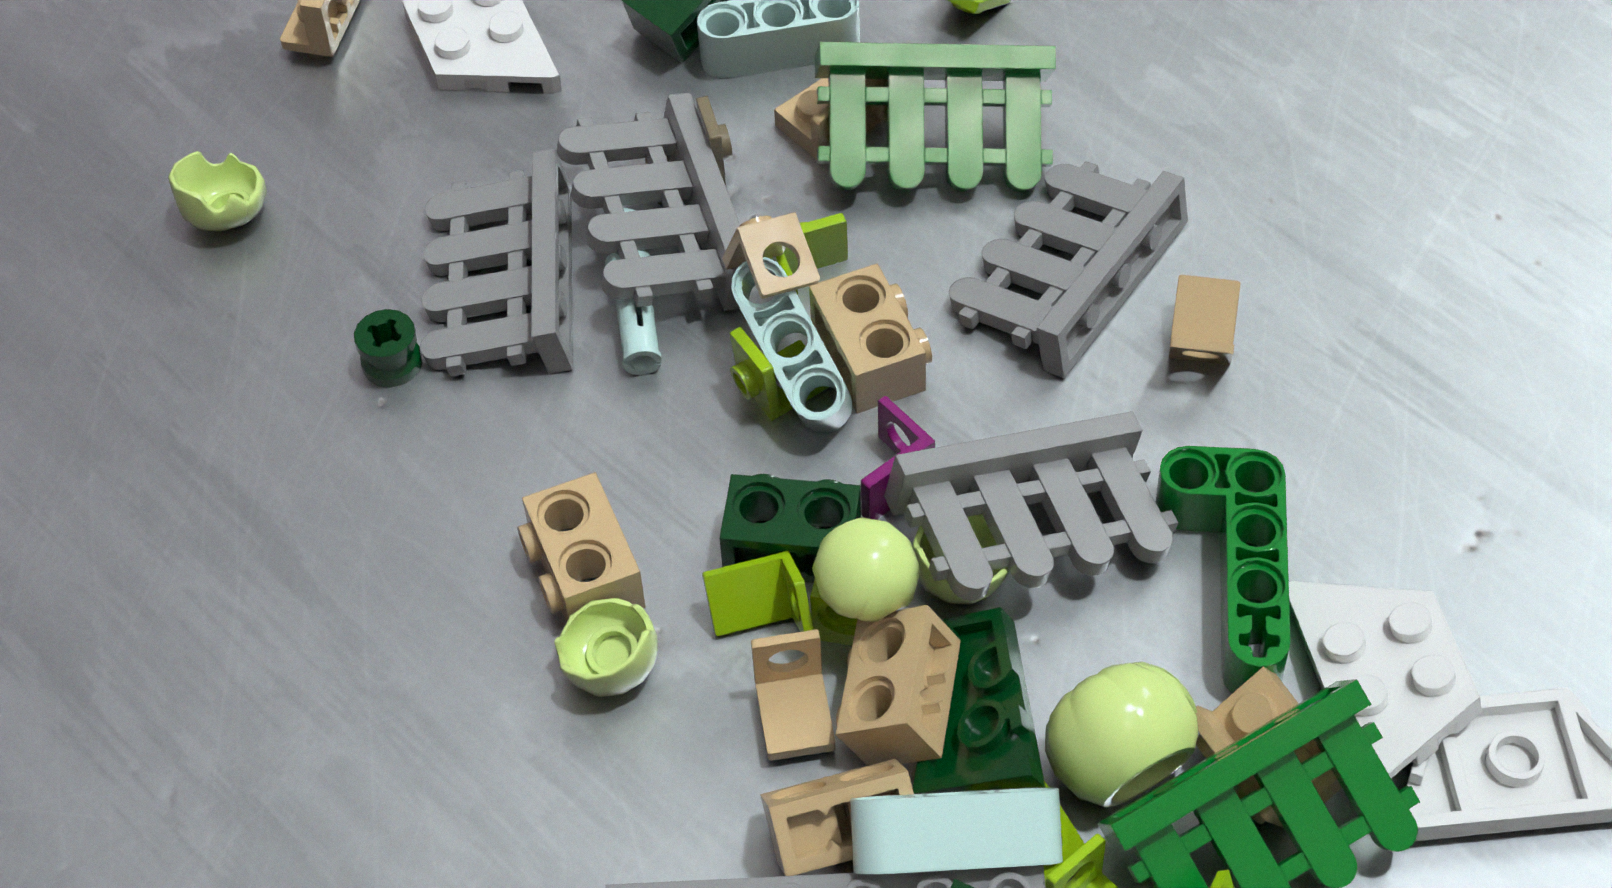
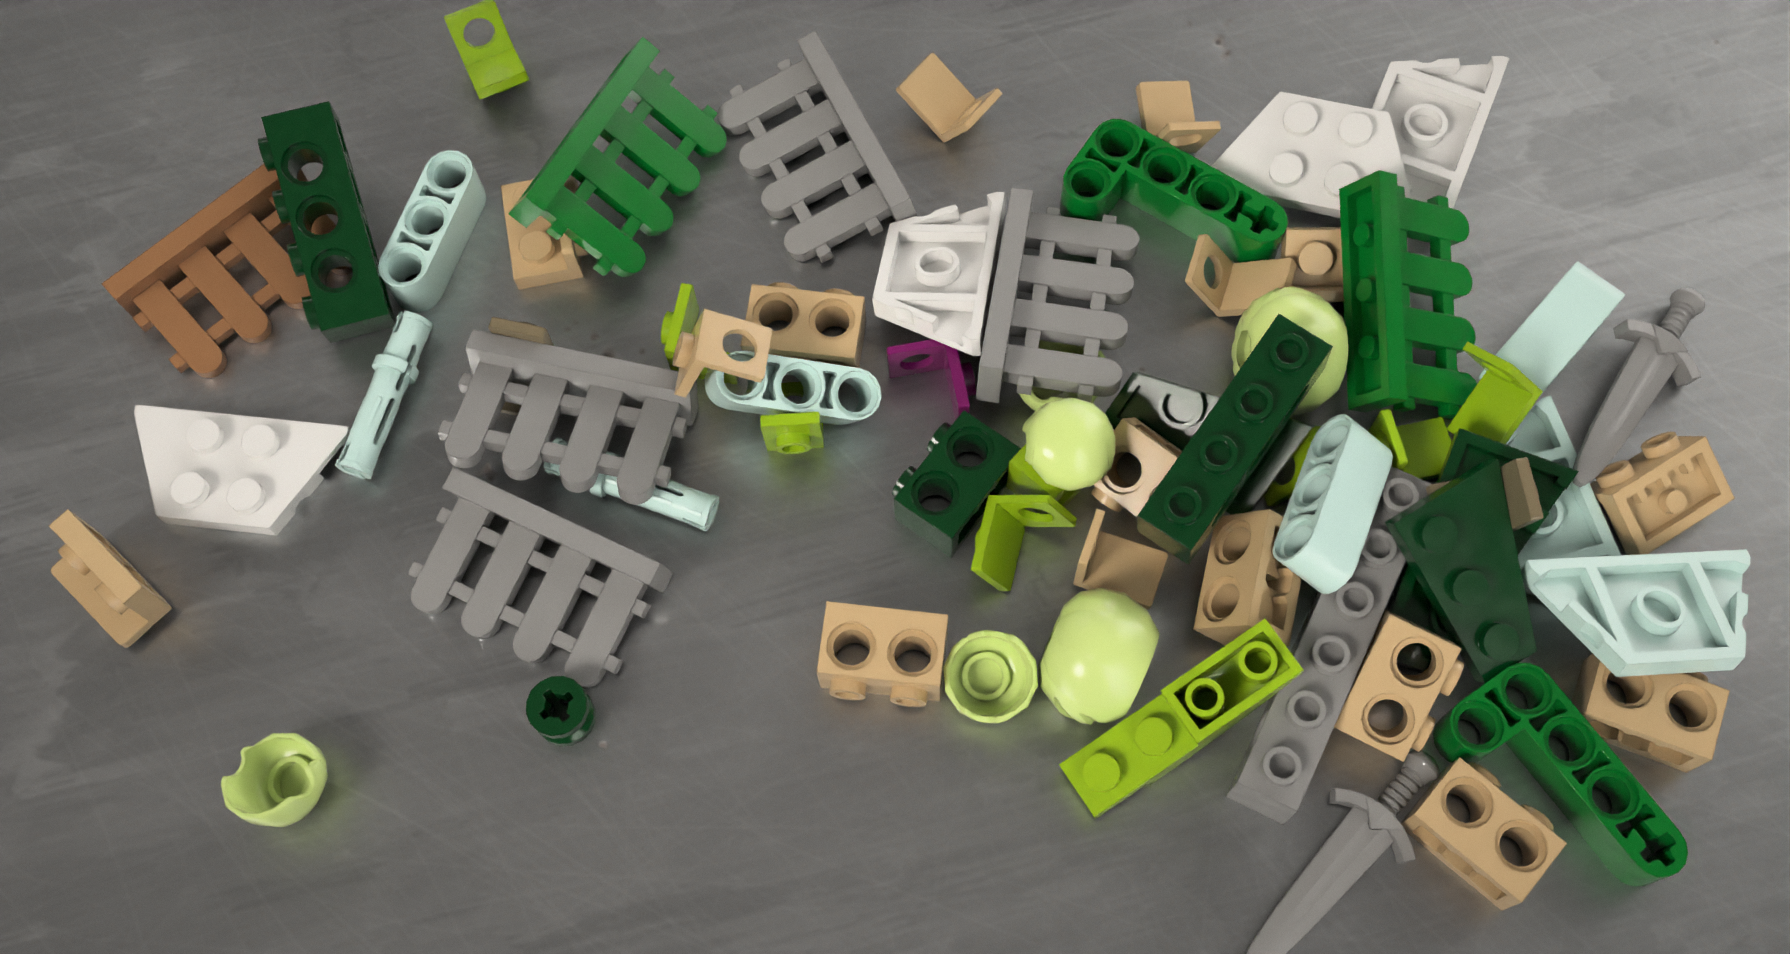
camera: 60 degrees left, 15 degrees up
(606, 82) = (392, 375): none -> light aqua pin
(647, 822) = (1182, 718): none -> lime slope
(681, 715) = (1097, 655): none -> yellowish green piece
(947, 686) = (1233, 438): none -> dark green brick
(996, 396) = (942, 273): none -> white wing
(1191, 662) = (1235, 283): none -> tan bracket
(1335, 519) = (1169, 114): none -> tan bracket

